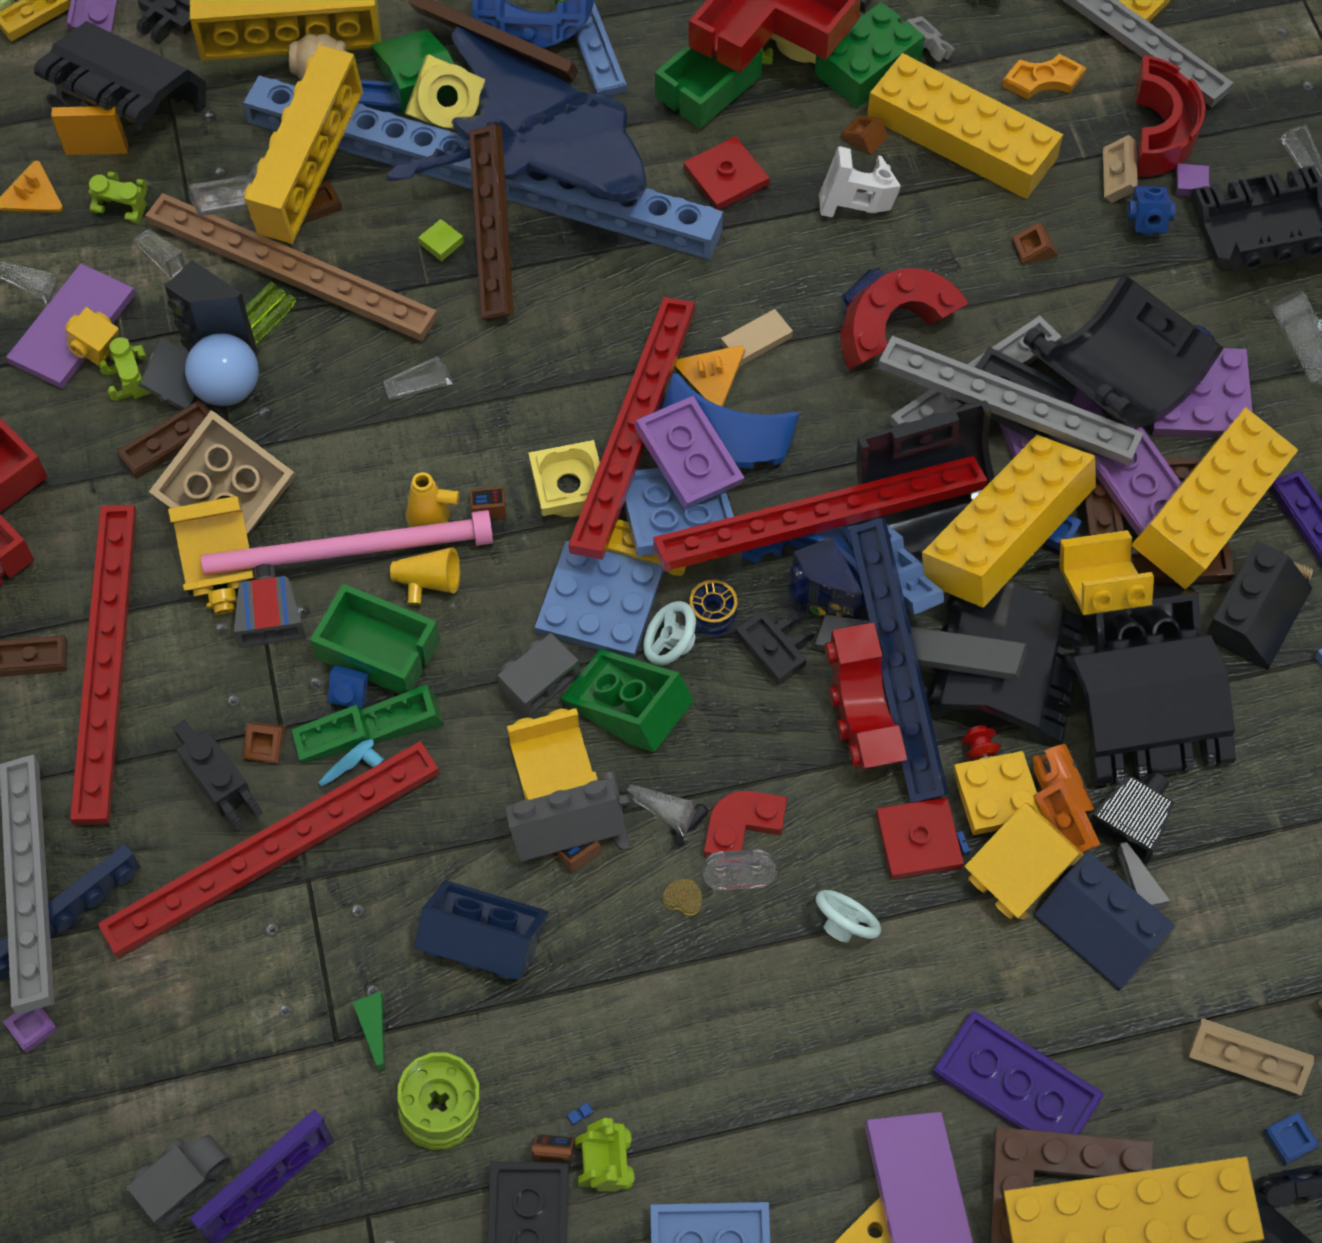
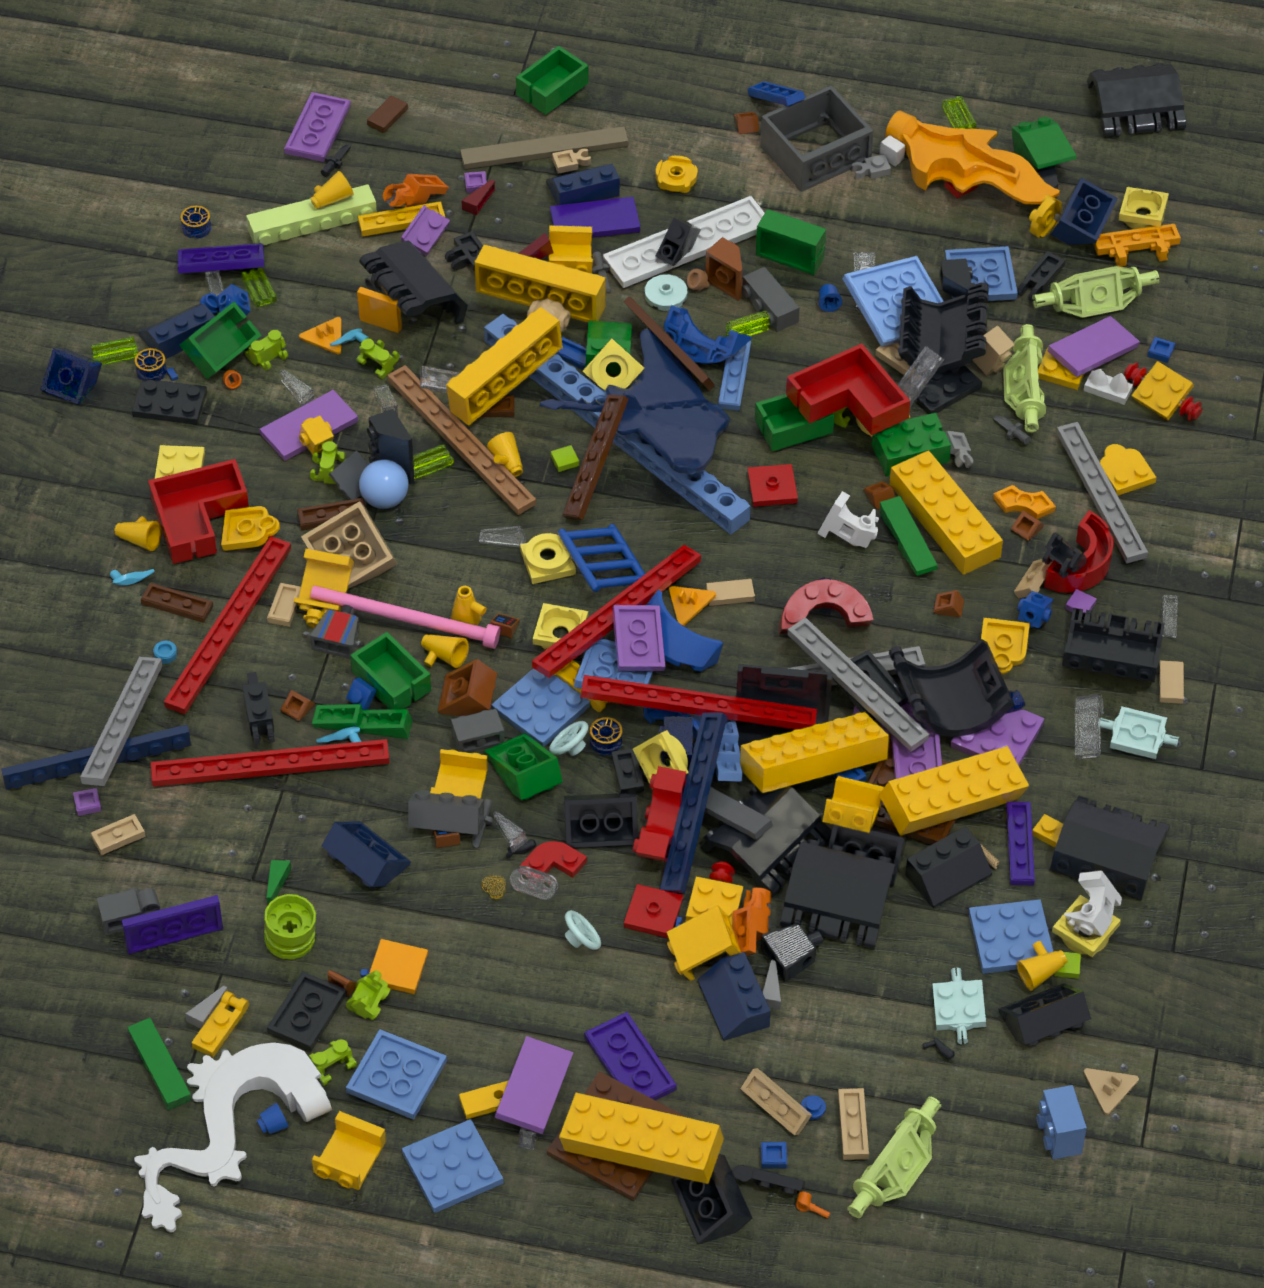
camera: 25 degrees right, 10 degrees down
(32, 739) = (166, 651): none -> dark azure tile
(62, 506) = (247, 528): none -> yellow plate
(66, 180) = (355, 334): none -> medium azure bar
(103, 1060) = (118, 834): none -> tan plate
(169, 598) = (283, 606): none -> tan tile
(362, 261) = (506, 452): none -> yellow piece
(492, 620) = (467, 690): none -> dark orange slope
(495, 405) = (545, 570): none -> light yellow piece
(562, 380) = (587, 568): none -> blue bar
(619, 1084) = (400, 965): none -> light orange tile
(776, 733) = (601, 820): none -> black slope
(800, 621) = (650, 754): none -> light yellow piece
(942, 179) = (908, 536): none -> green slope
(1066, 105) = (1027, 526): none -> dark orange slope
(1138, 258) = (1006, 641): none -> yellow plate
(1159, 123) = (1064, 555): none -> black piece
(1301, 1037) = (815, 1106): none -> blue plate

